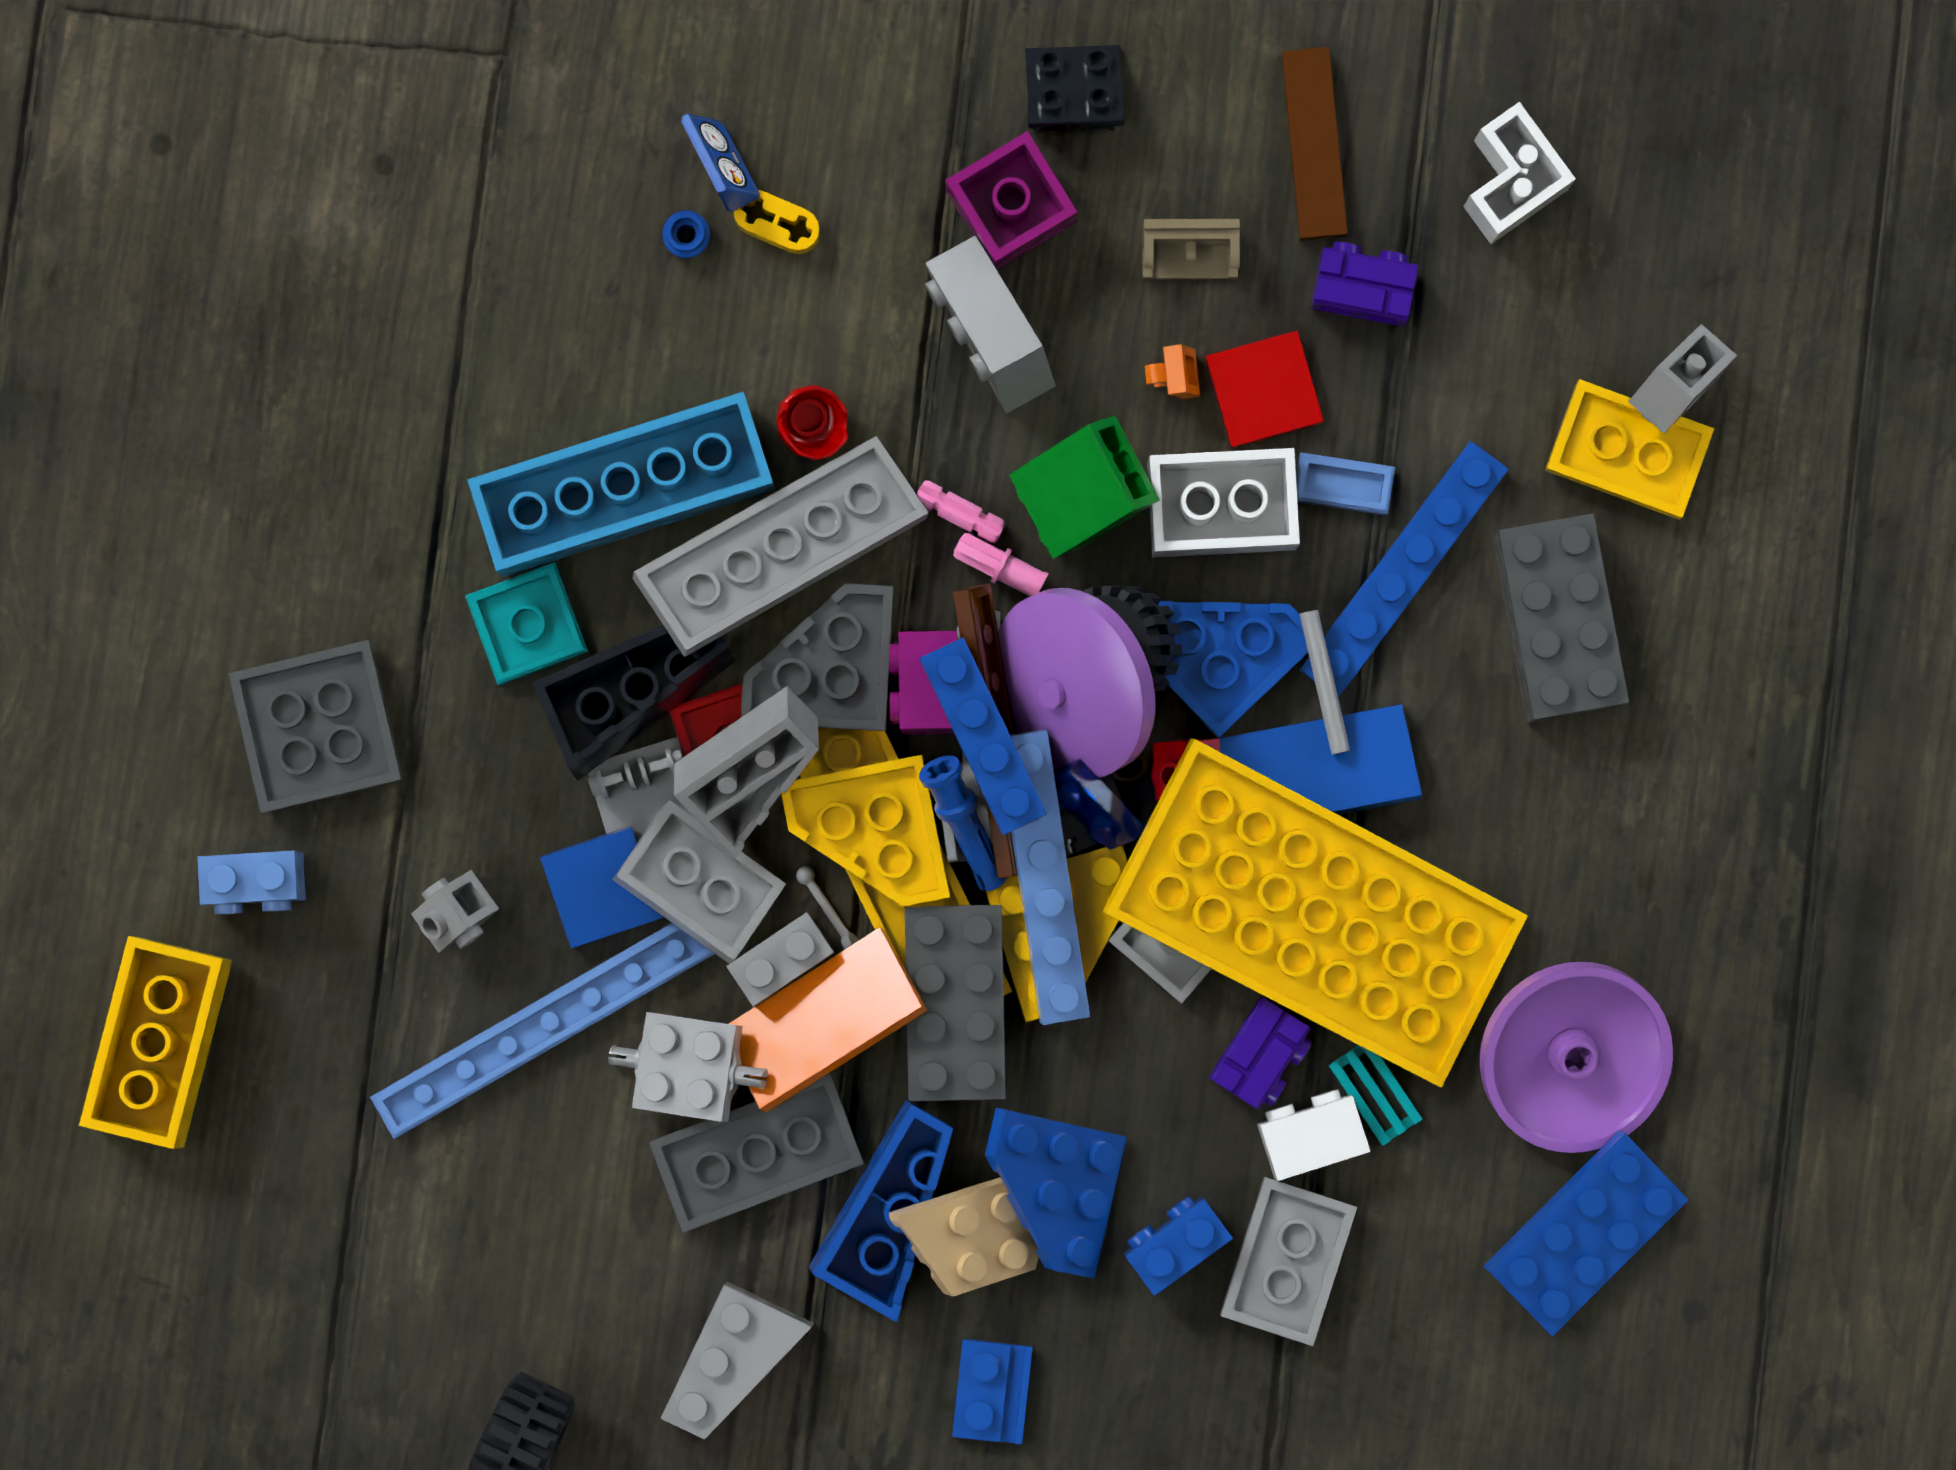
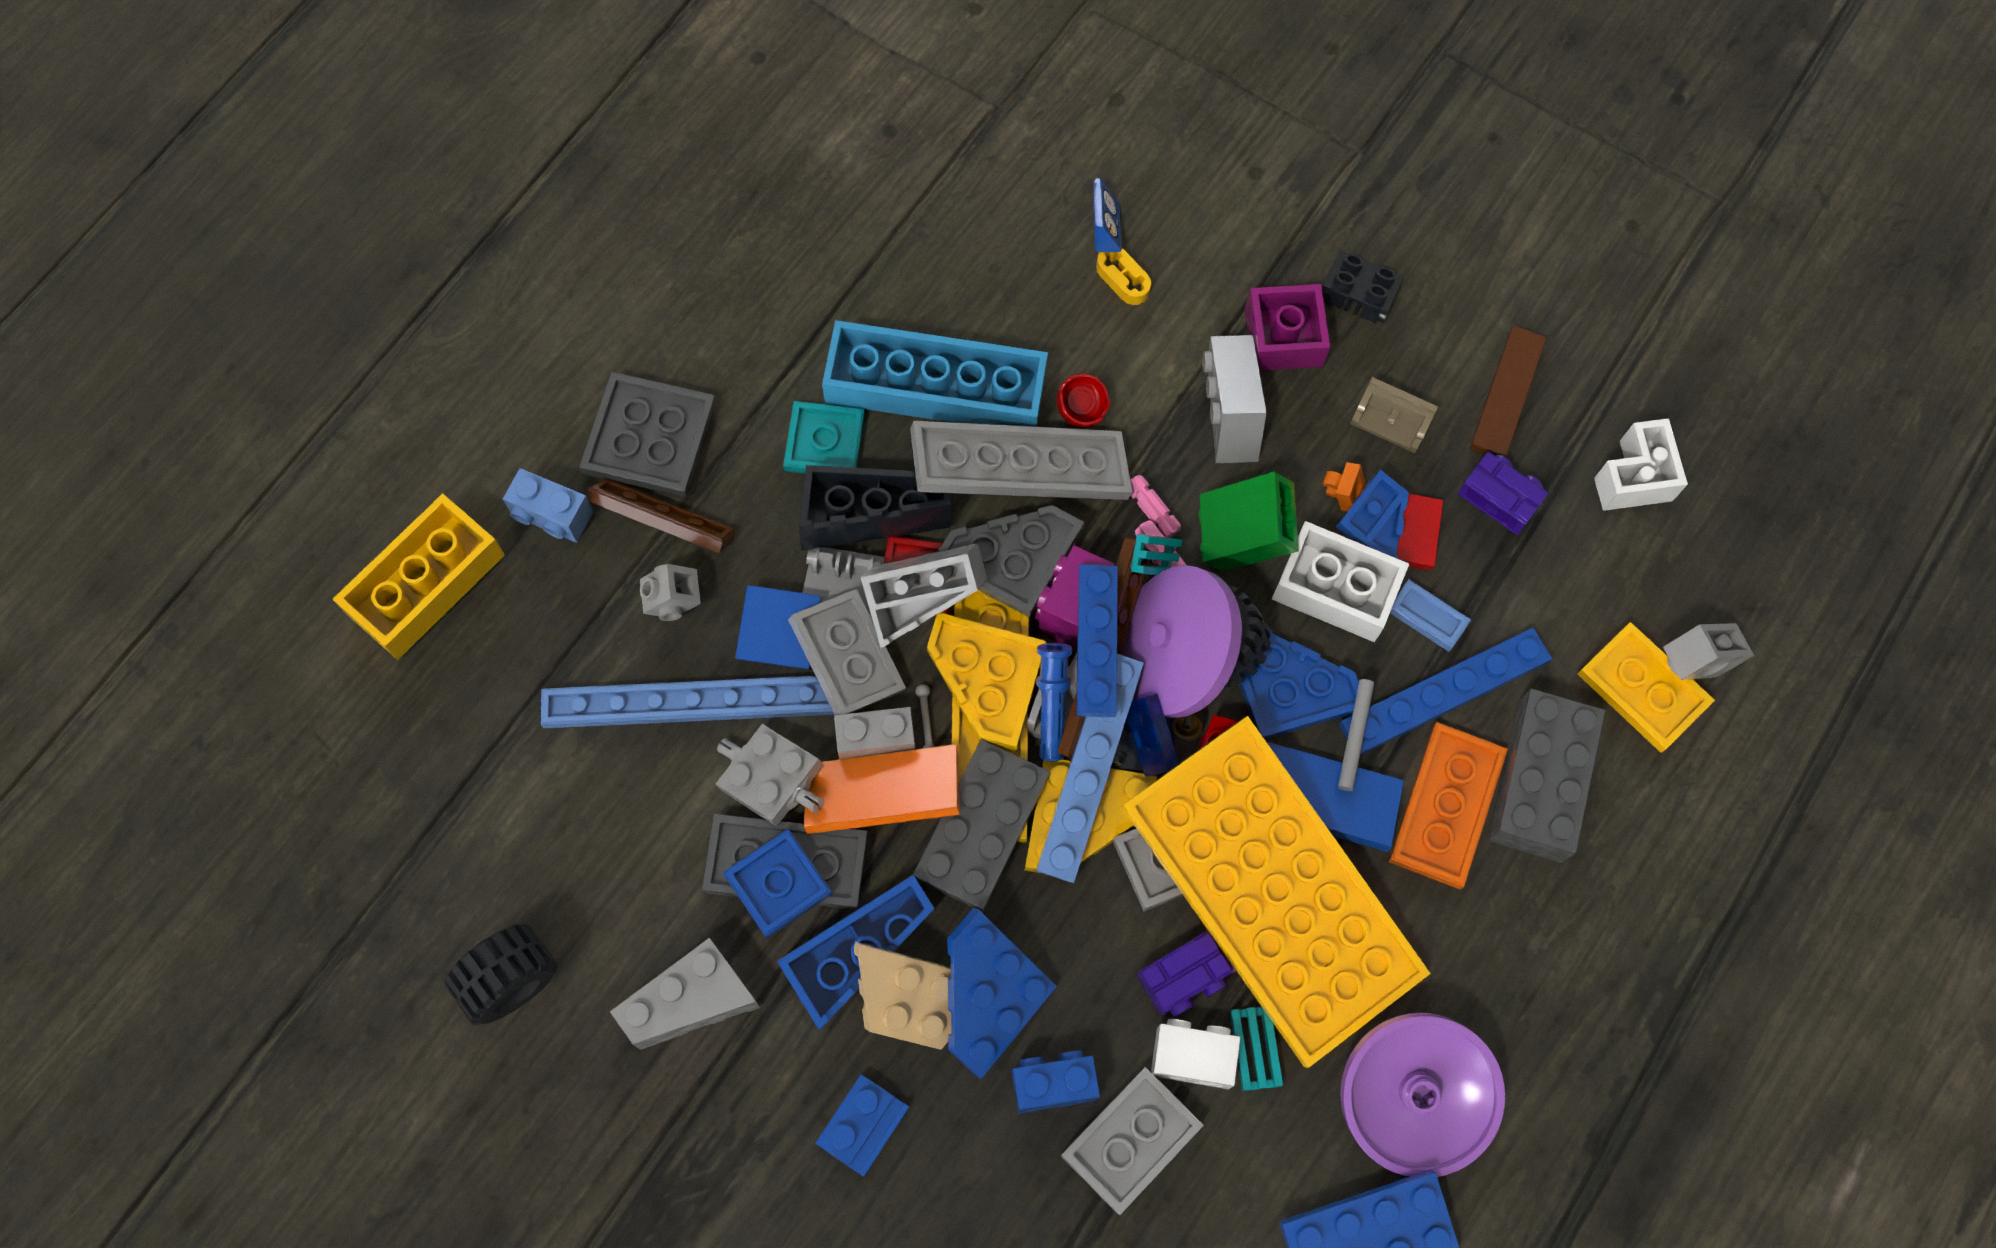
camera: 25 degrees right, 15 degrees down
(389, 821) = (661, 515): none -> reddish brown tile
(682, 220) = (1064, 247): blue plate -> none
(763, 1184) = (777, 883): none -> blue tile
(1001, 596) = (1166, 556): none -> teal tile
(1229, 399) = (1377, 515): none -> blue wing
(1464, 705) = (1448, 805): none -> orange tile

